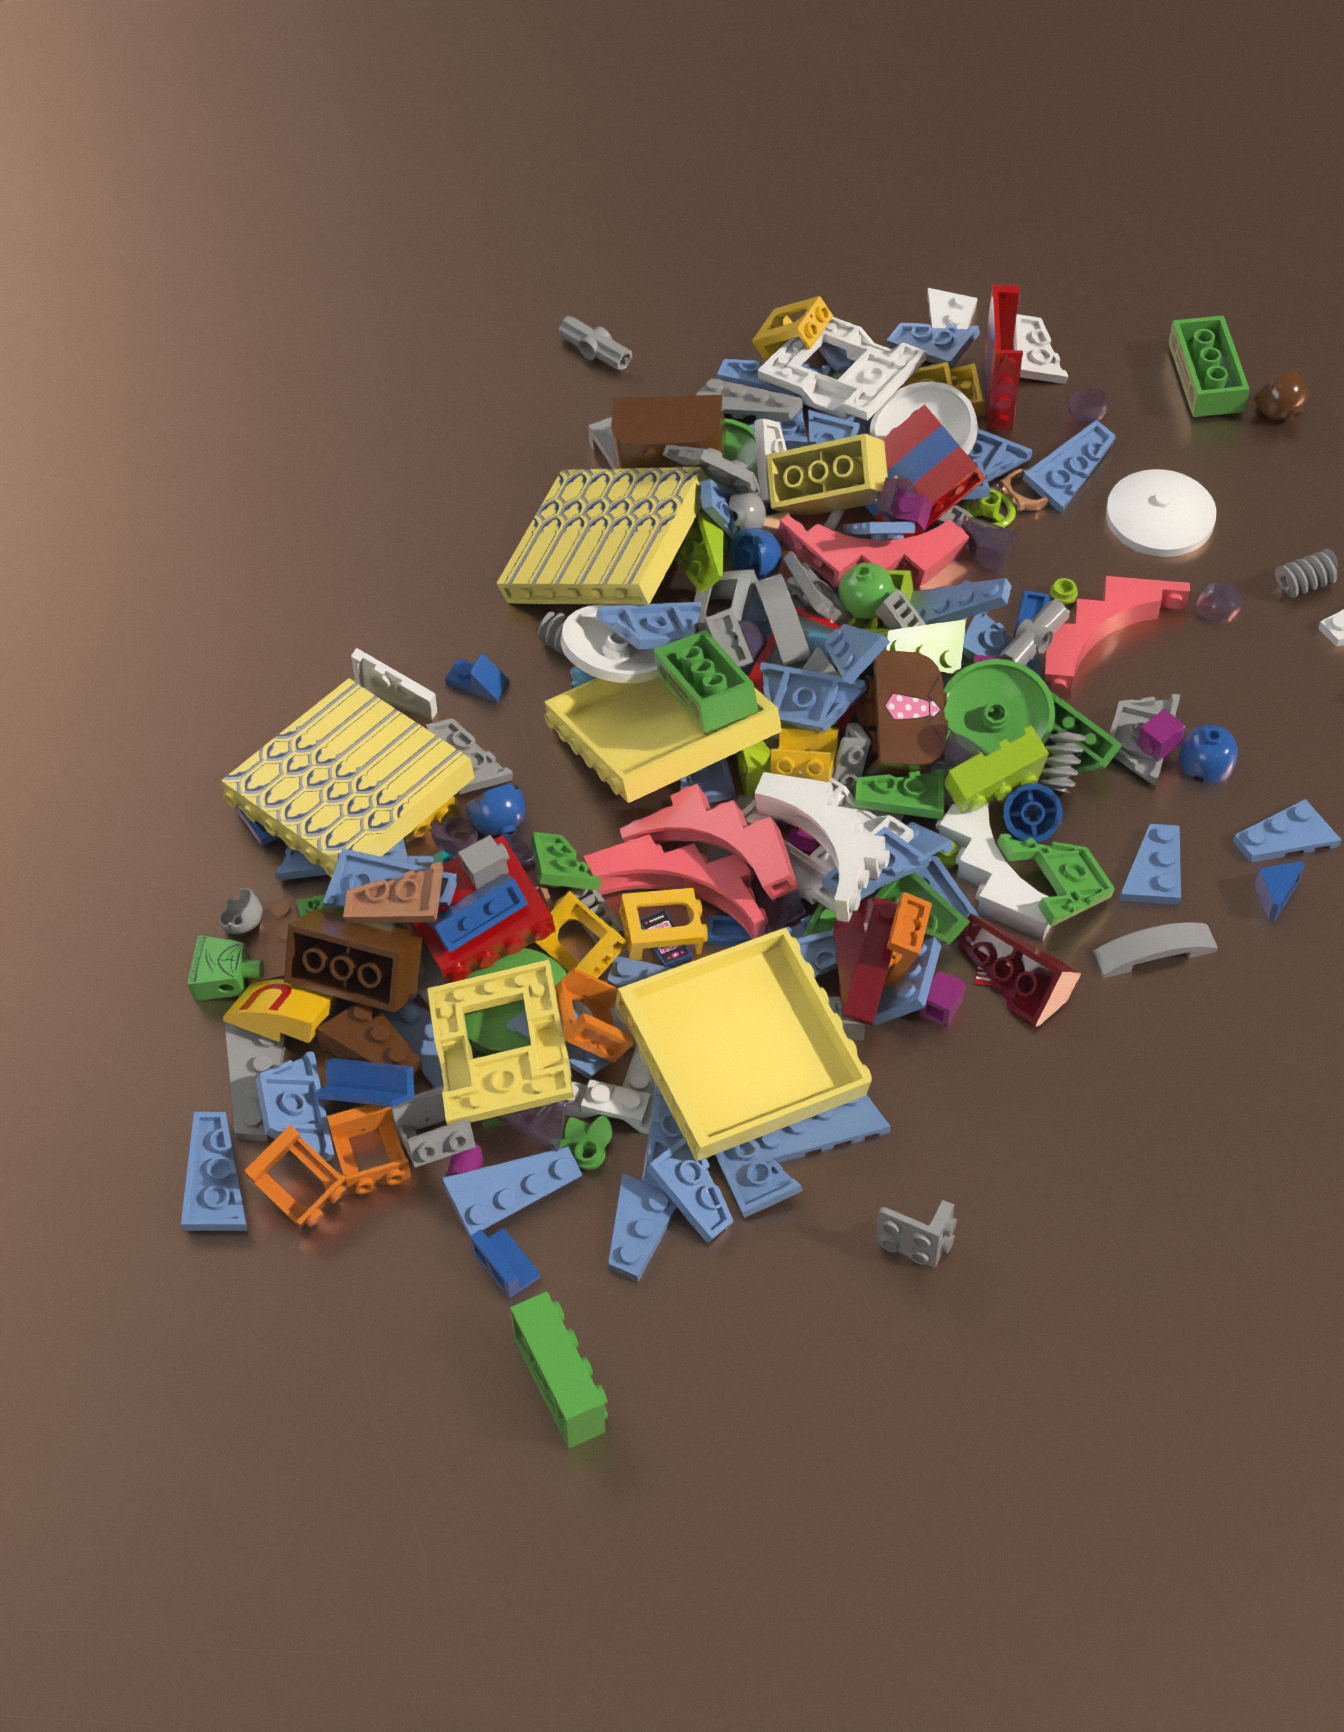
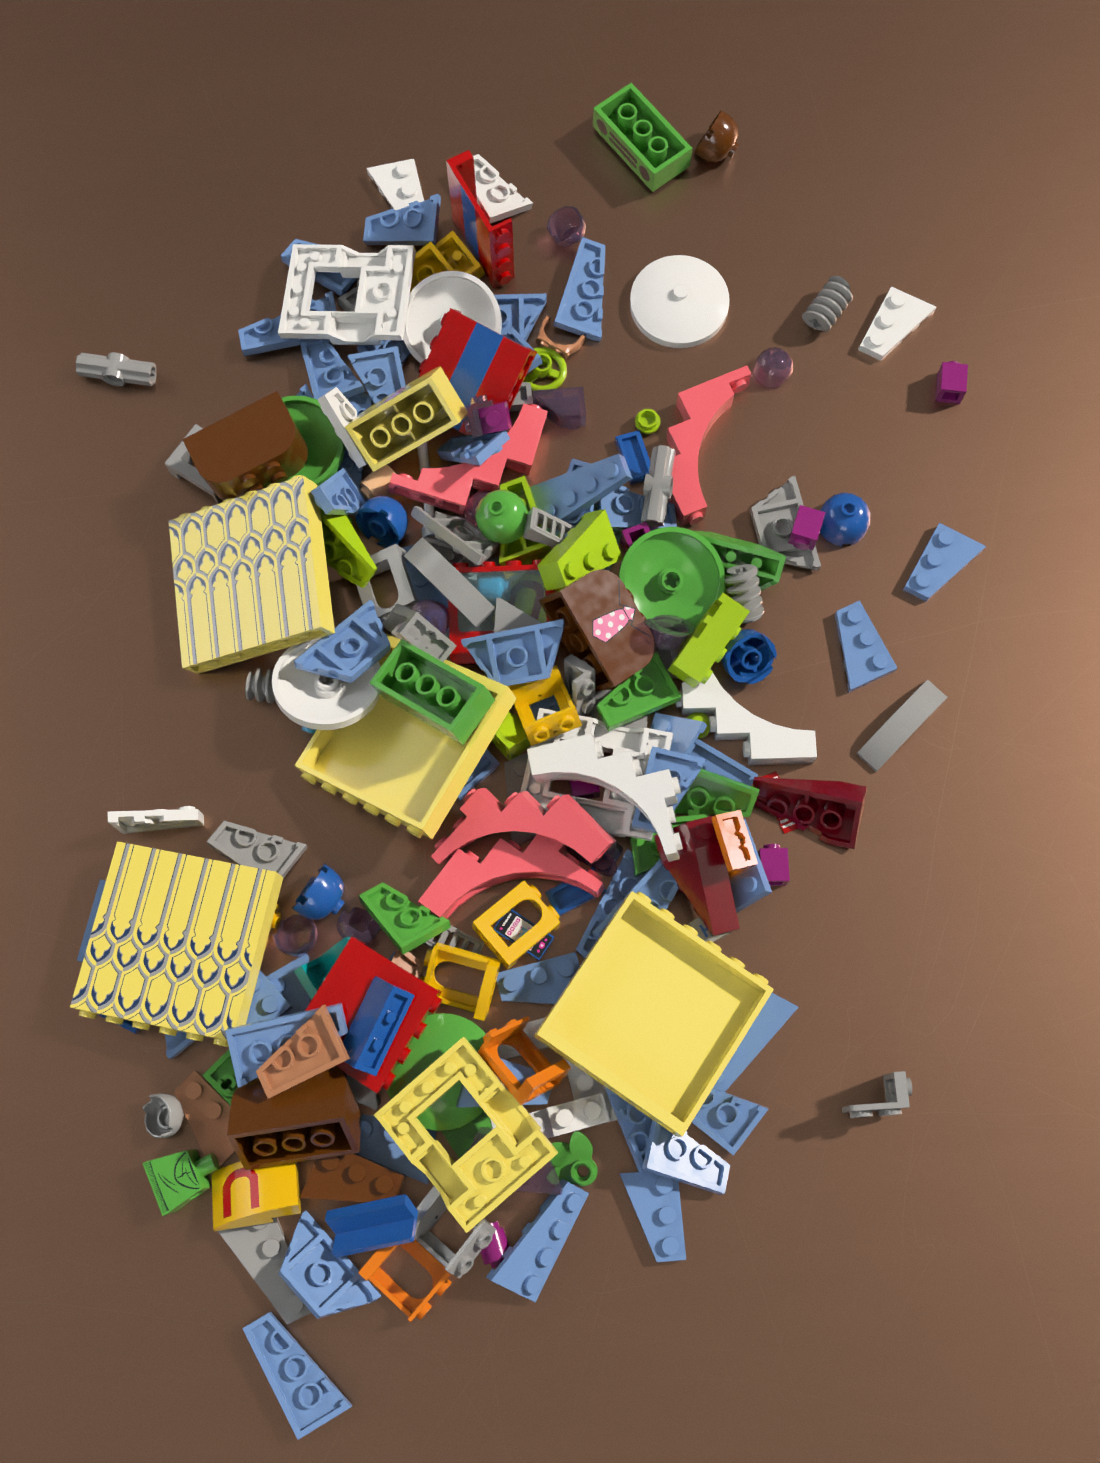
camera: 30 degrees left, 20 degrees up
(332, 1180) = (389, 1366): orange panel -> none
(478, 679) = (220, 766): blue slope -> none
(484, 861) = (355, 976): light grey brick -> none
(504, 1261) = (574, 1307): blue panel -> none
(559, 1369) = (683, 1393): bright green brick -> none
(729, 473) = (309, 467): light grey wing -> none
(746, 401) = (276, 368): light grey wing -> none
(749, 510) = (357, 485): light grey hair -> none
(780, 328) = (267, 284): yellow panel -> none
(854, 650) = (538, 595): medium blue wing -> none
(1070, 871) = (807, 695): bright green wing -> none
(1276, 885) = (964, 619): blue slope -> none

